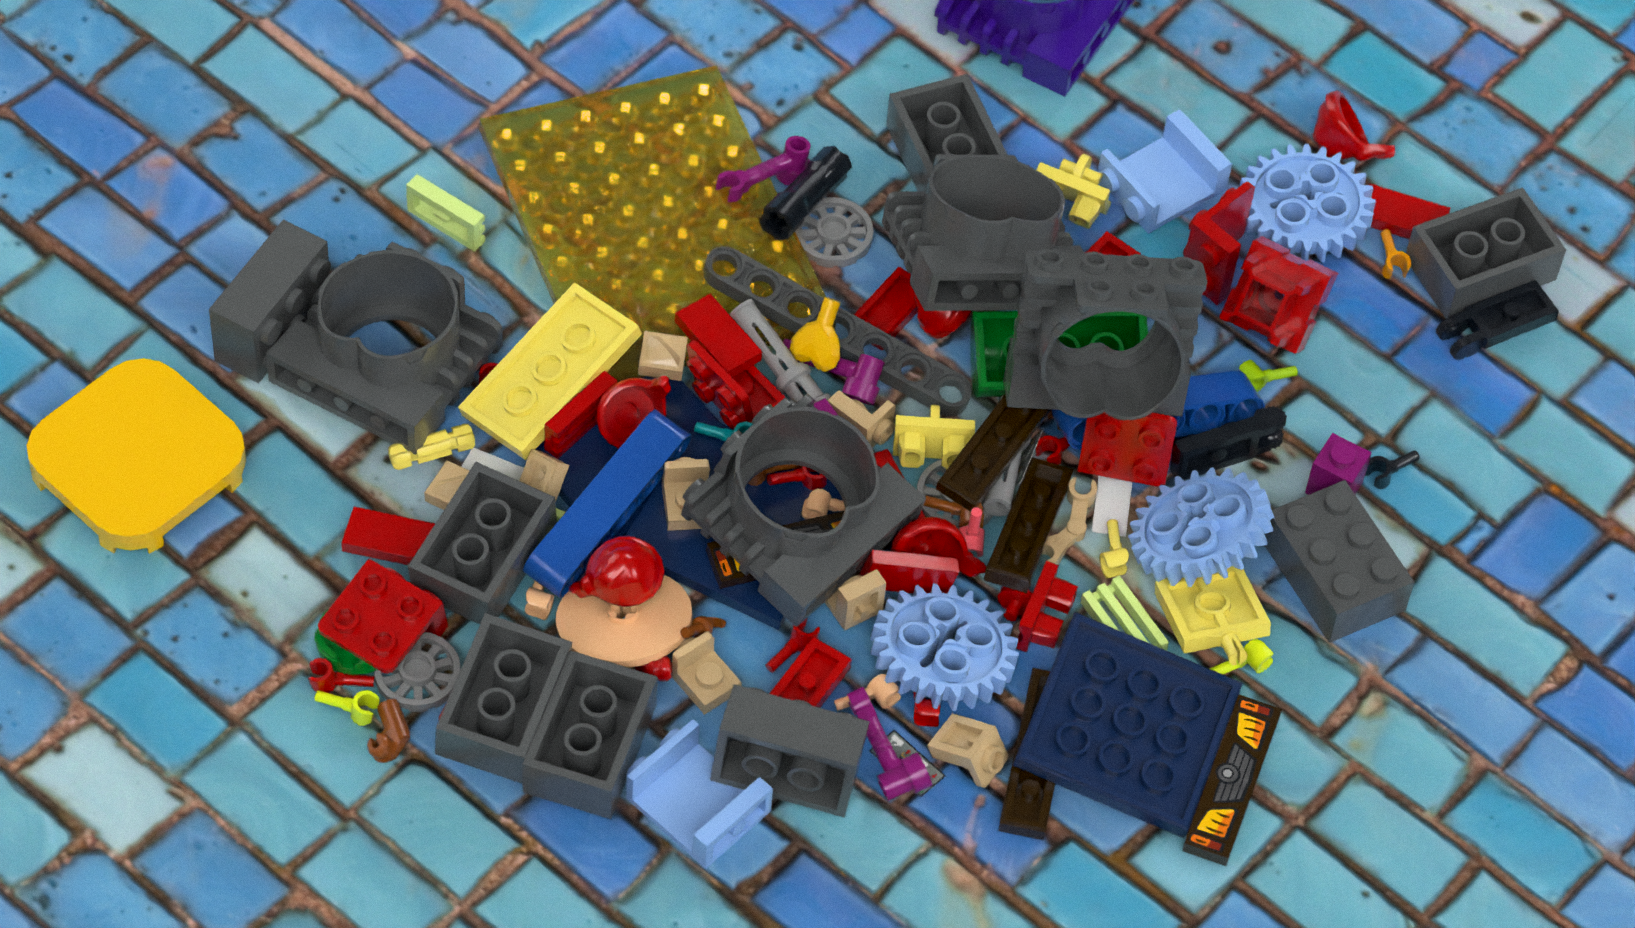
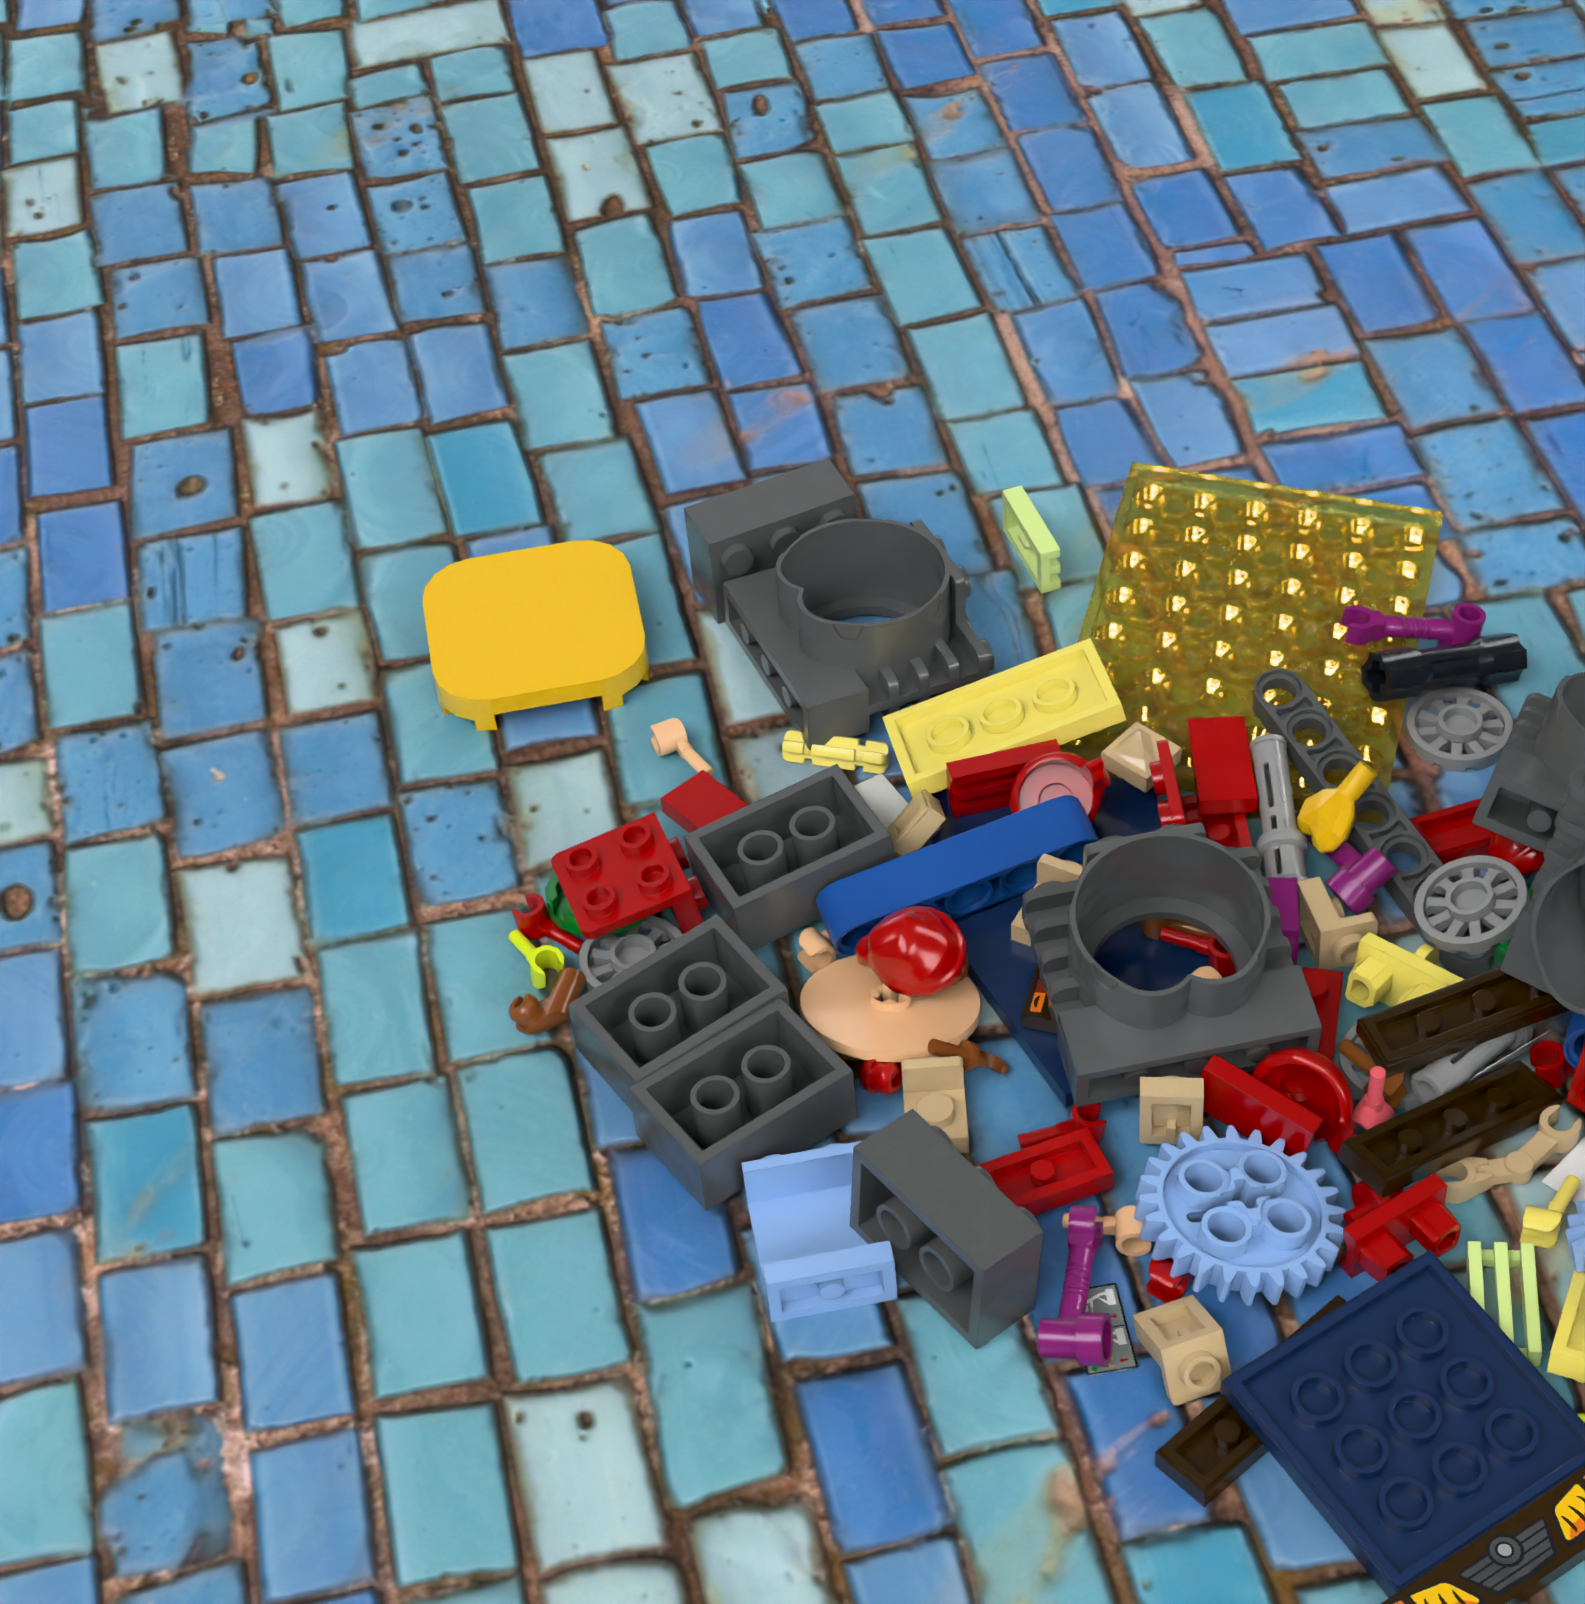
camera: 45 degrees right, 10 degrees down
(309, 489) = (672, 737): none -> light nougat hand
(947, 365) = (1471, 904): none -> light grey wheel

